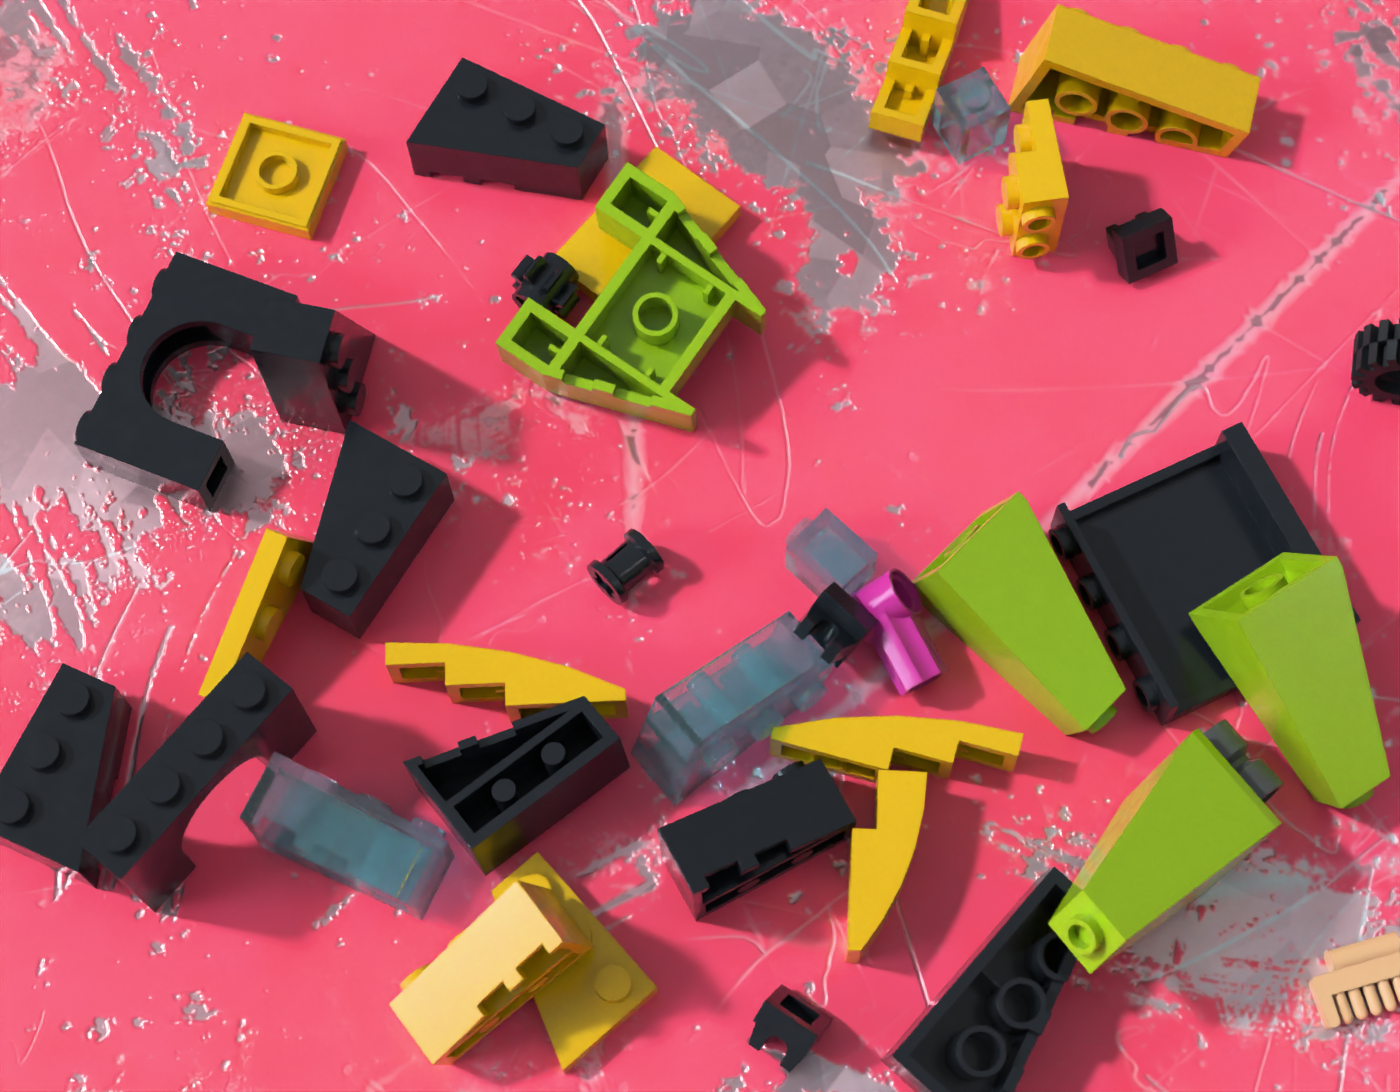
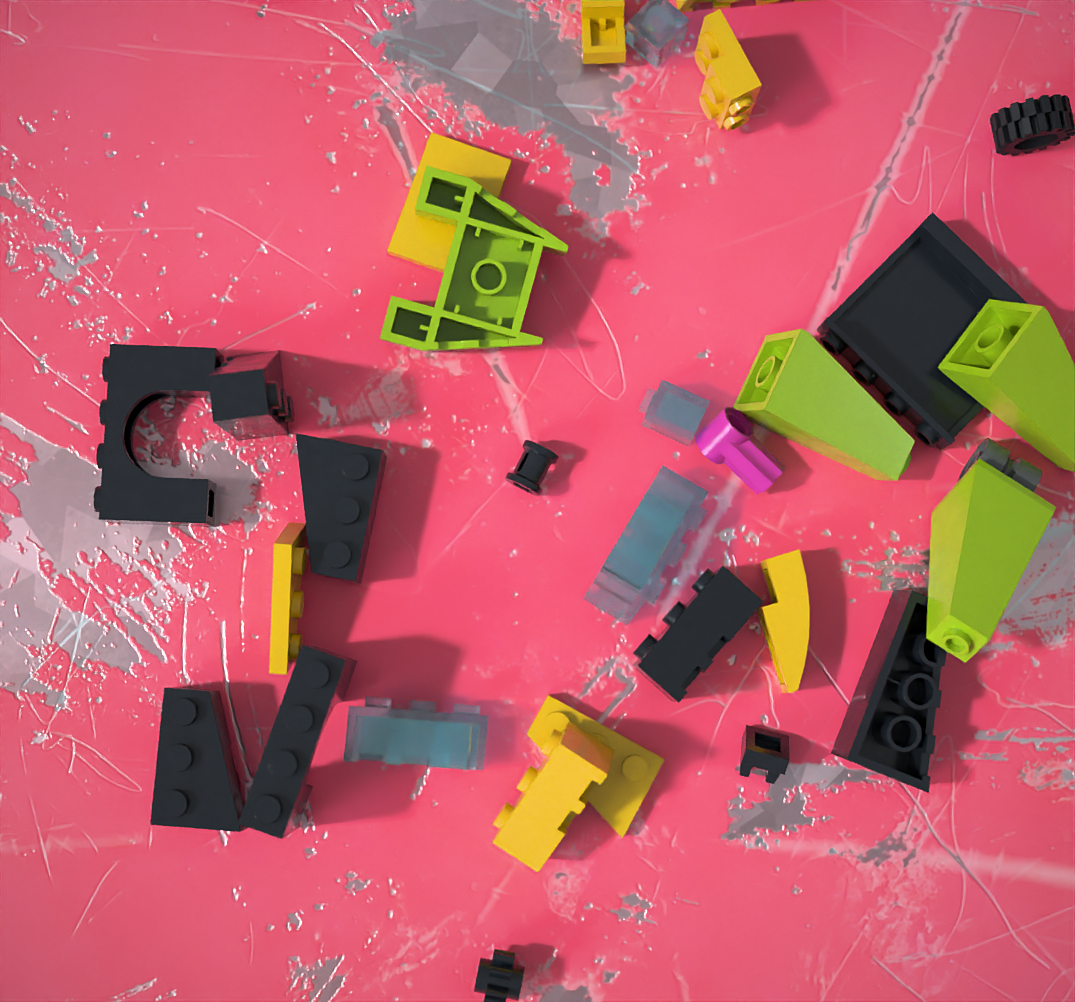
camera: 25 degrees left, 15 degrees up
(277, 176) = (155, 250): yellow tile -> none
(499, 675) = (498, 581): yellow slope -> none
(508, 135) = (318, 162): black wedge -> none
(521, 780) = (518, 653): black wedge -> none
(548, 282) = (393, 274): black gear -> none
(836, 624) = (698, 463): black tile -> none
(872, 743) = (754, 538): yellow slope -> none
(1143, 245) = (815, 92): tile -> none

